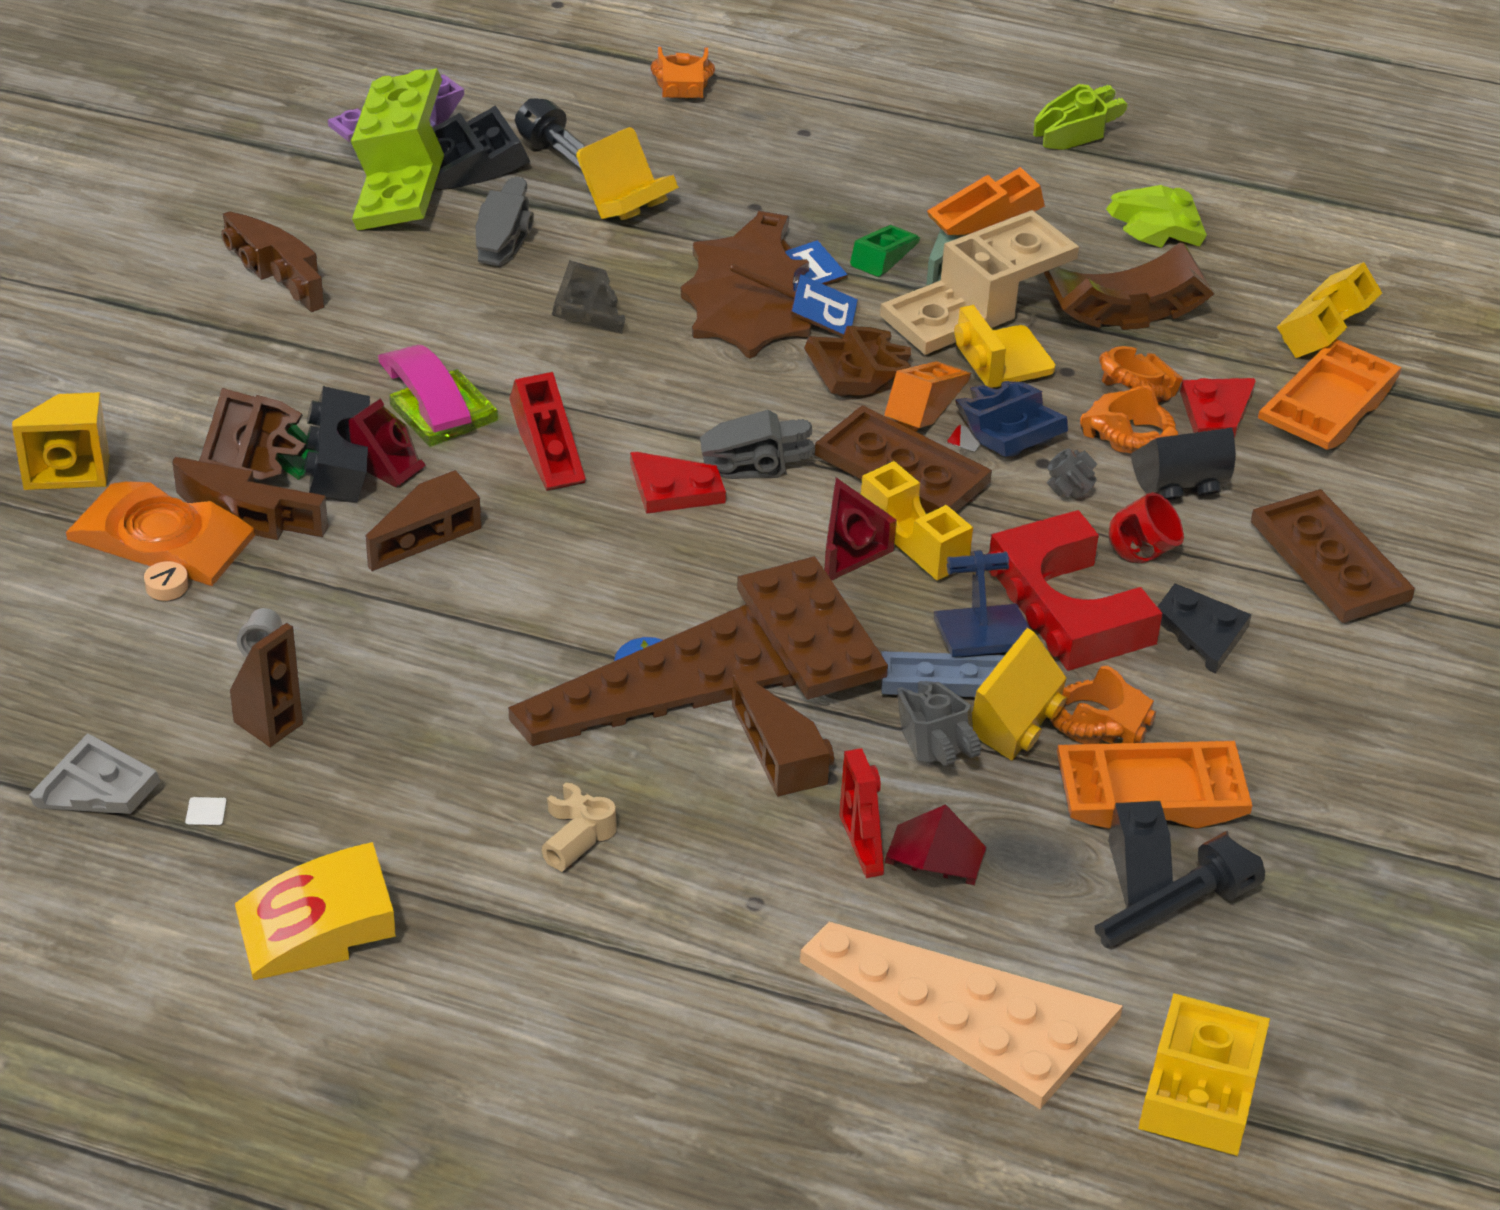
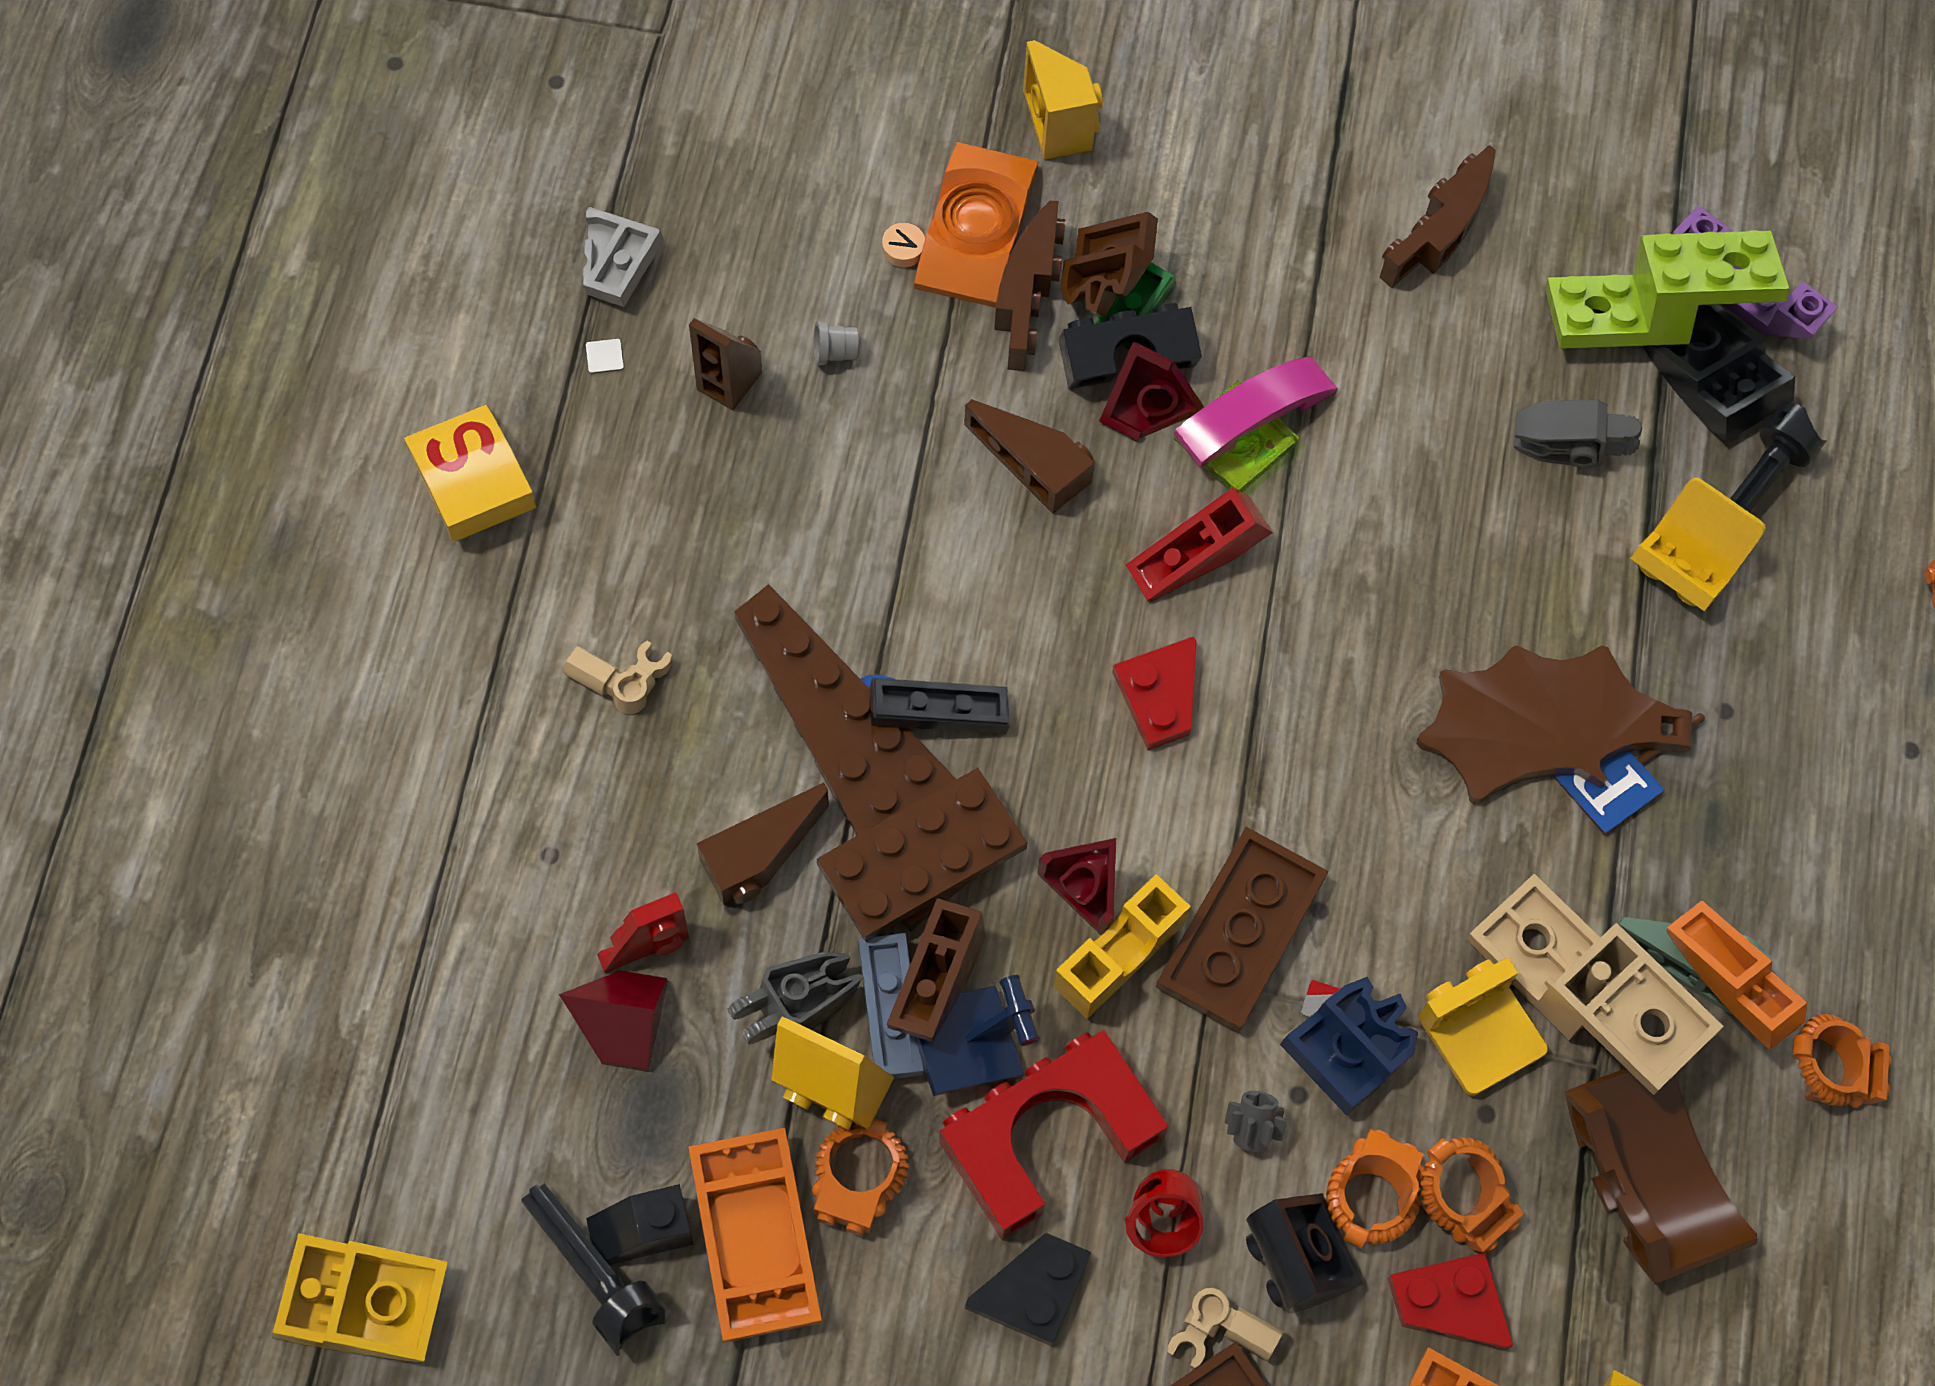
camera: 80 degrees right, 25 degrees up
(588, 298) = (1466, 547): clear smoke wing -> none
(664, 607) = (939, 706): none -> black tile
(756, 445) = (1224, 763): dark grey hinge -> none
(812, 301) = (1523, 807): piece -> none
(857, 361) = (1420, 860): reddish brown plate -> none
(882, 249) = (1673, 870): green slope -> none
(924, 393) = (1377, 942): orange slope -> none
(924, 621) = (938, 970): none -> reddish brown slope
(992, 1020) = (419, 1084): light nougat wing -> none
(1058, 192) = (1863, 1064): none -> orange piece
(1157, 214) = (1843, 1213): lime plate -> none
(1229, 524) = (1211, 1311): none -> tan bar

